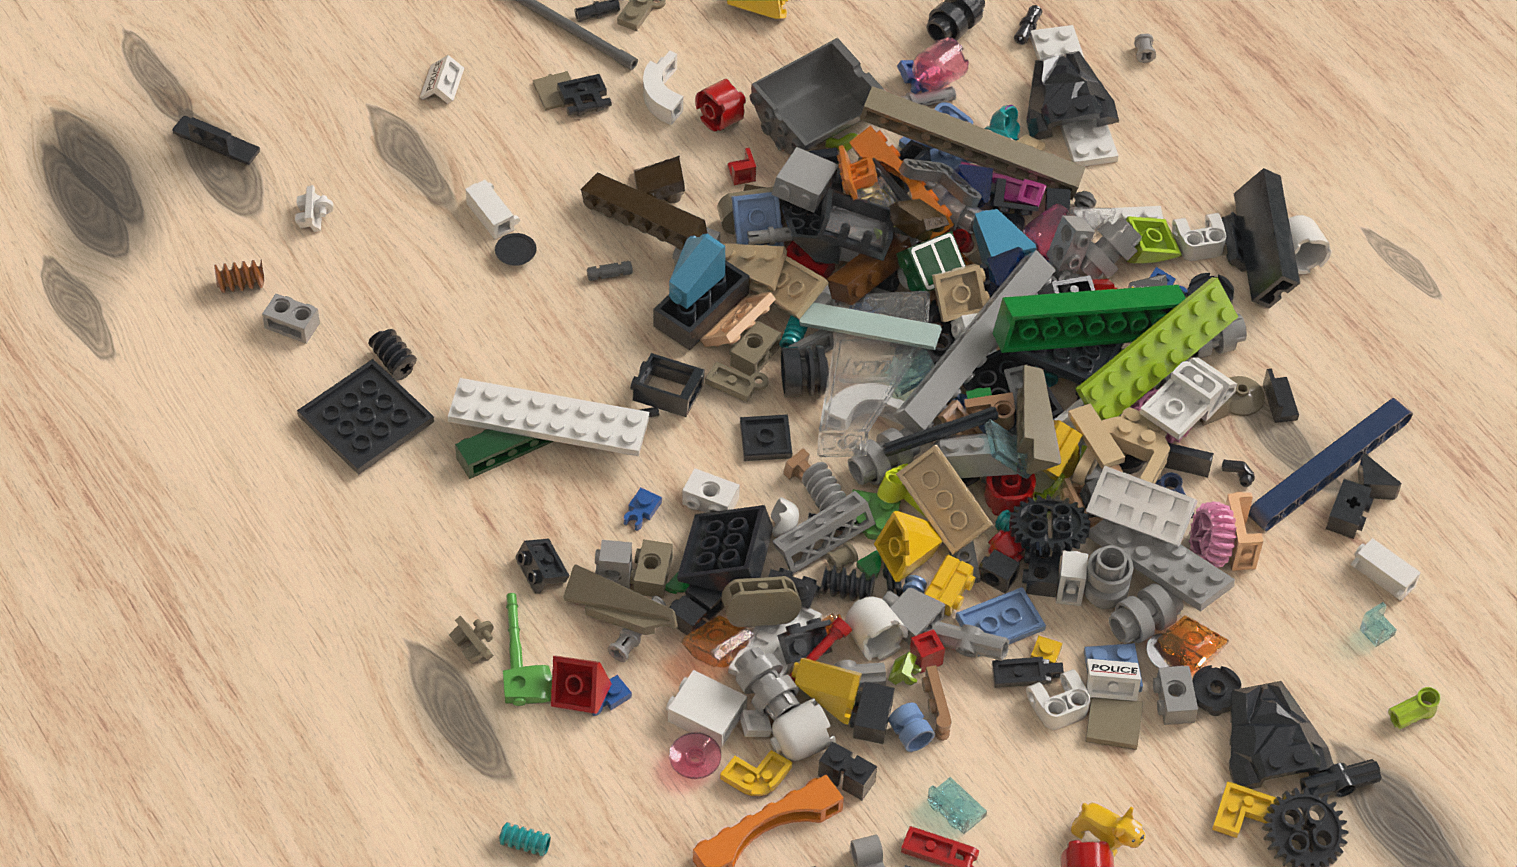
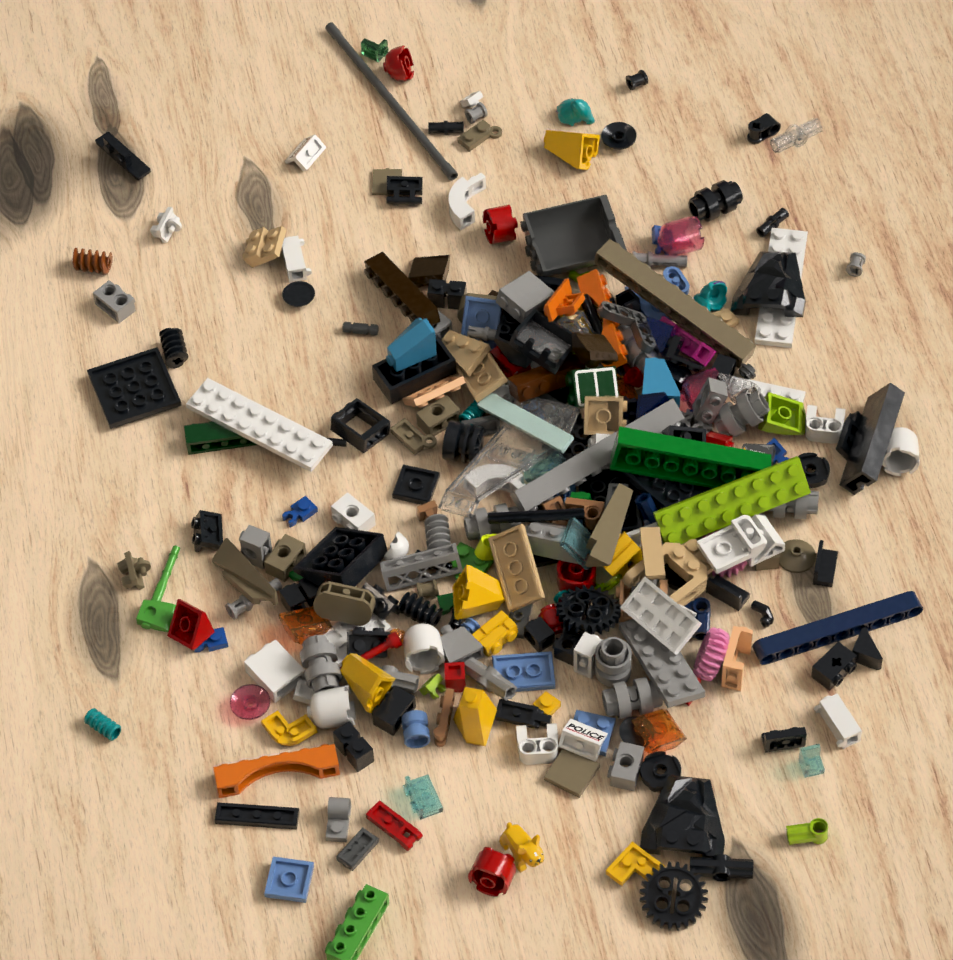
camera: 25 degrees right, 0 degrees up
(448, 202) = (263, 245): none -> tan plate
(704, 195) = (440, 289): none -> black piece
(743, 170) = (495, 279): red panel -> none
(972, 690) = (475, 716): none -> yellow slope
(1062, 388) = (646, 507): none -> dark blue piece
(1336, 608) = (784, 739): none -> black bracket

